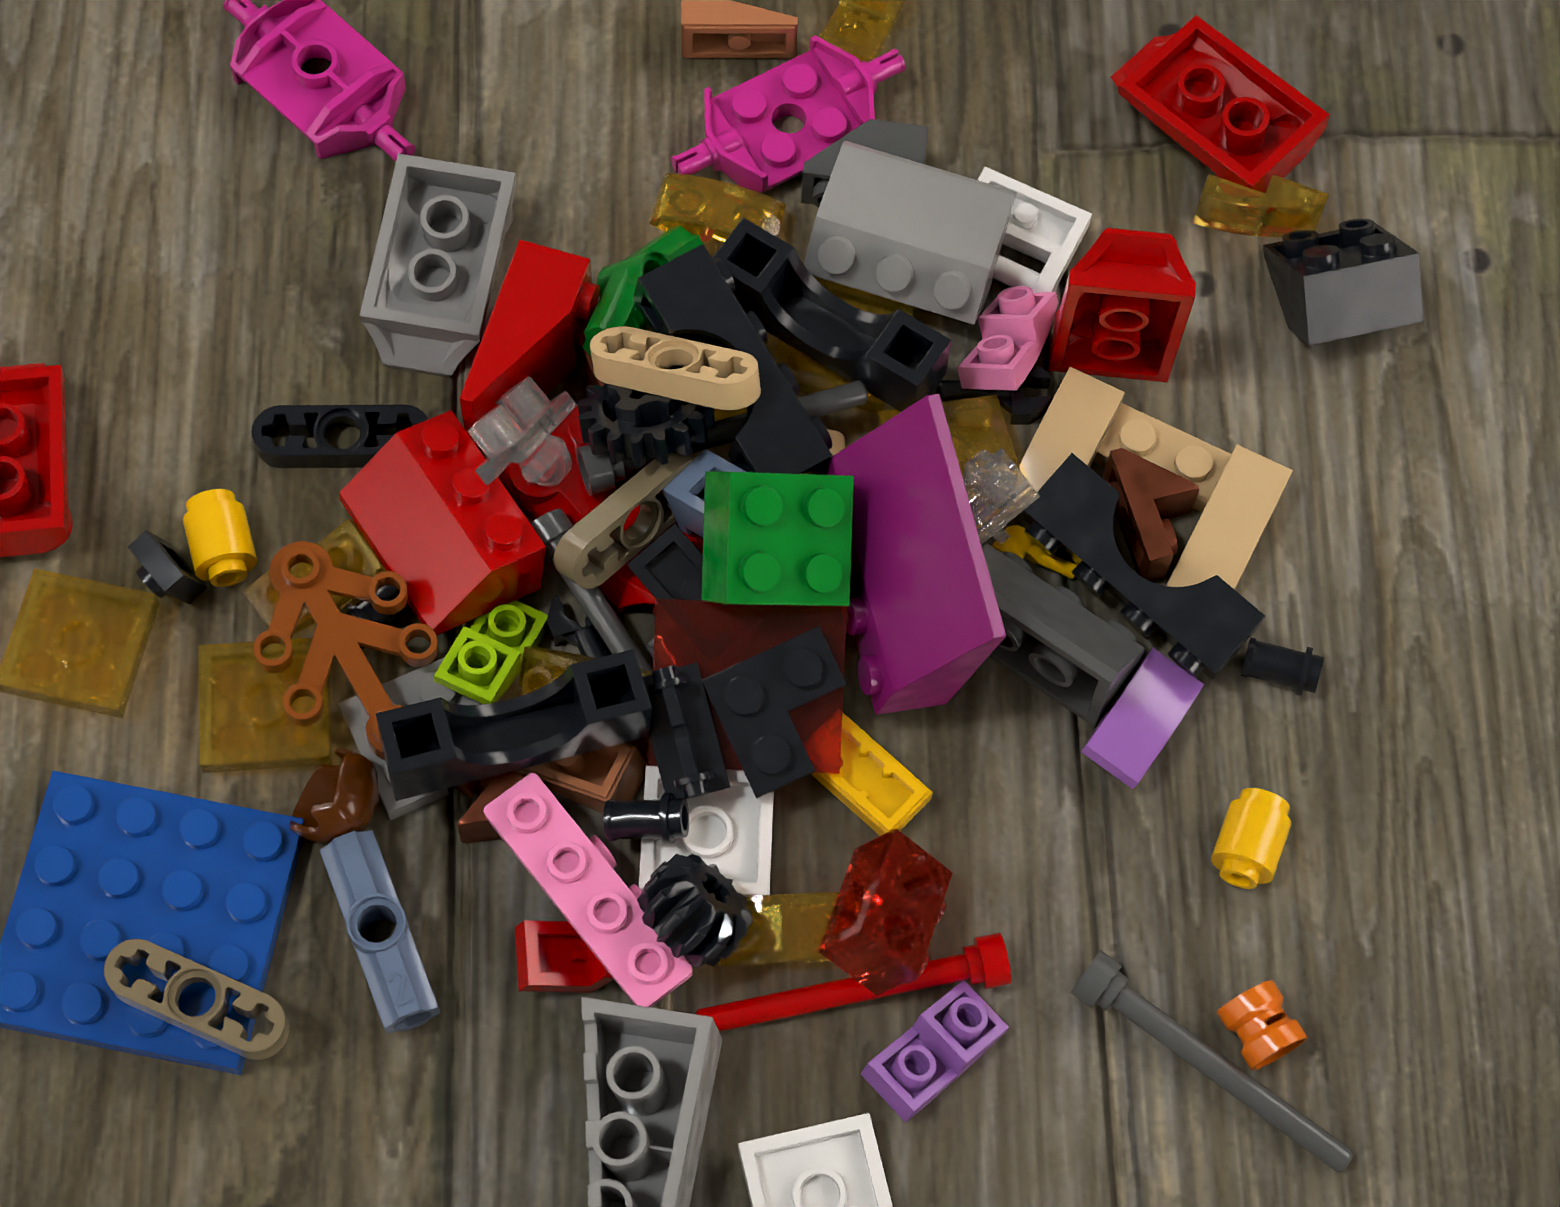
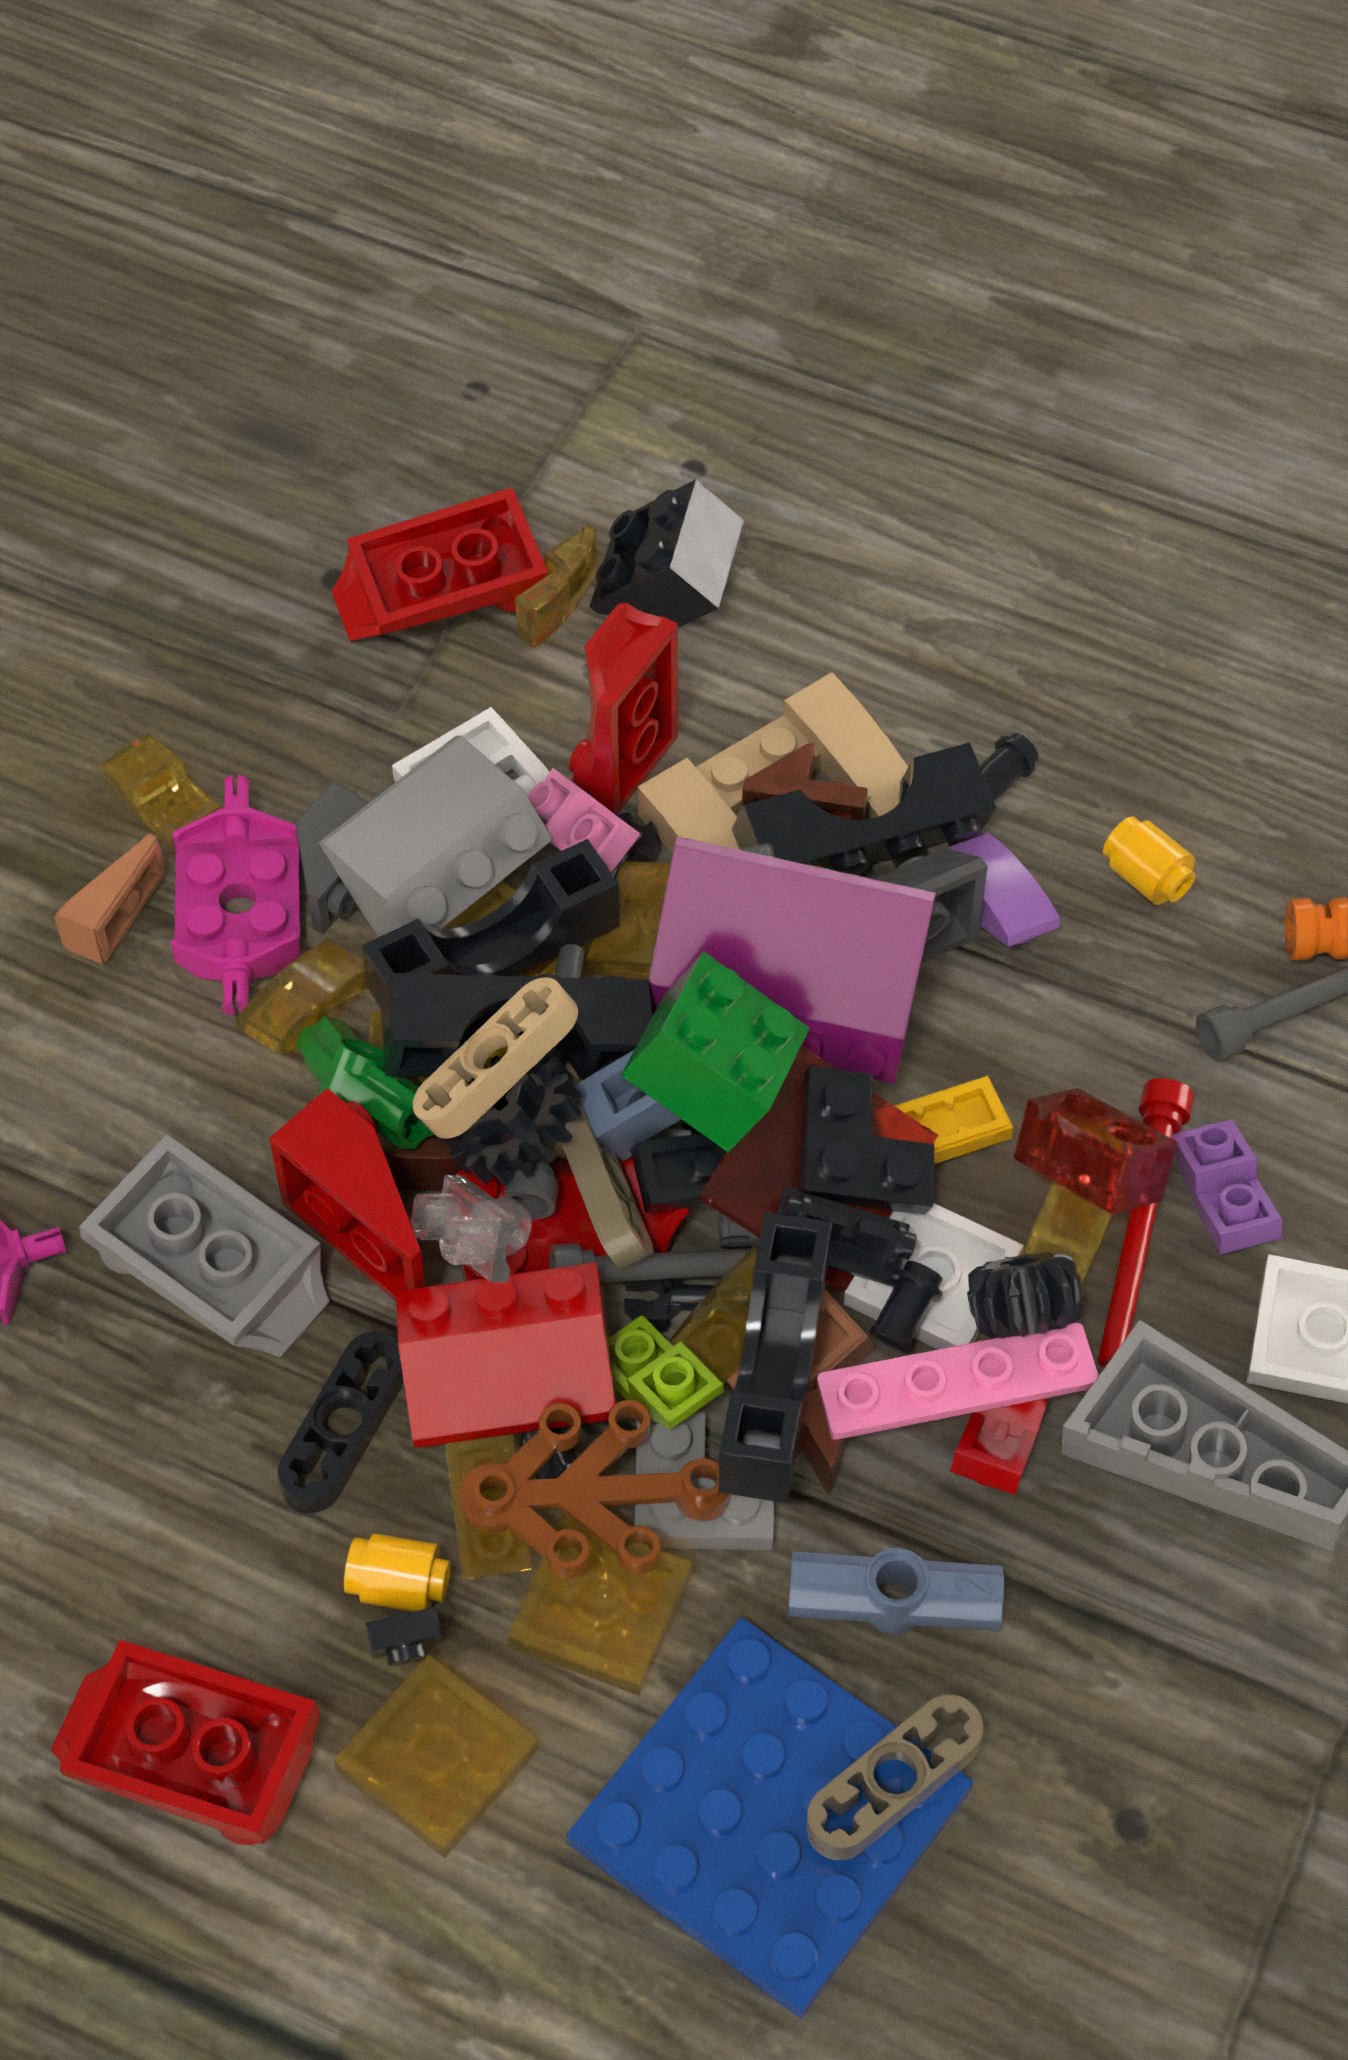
camera: 60 degrees left, 10 degrees down
(337, 798) = (739, 1573): reddish brown hair -> none

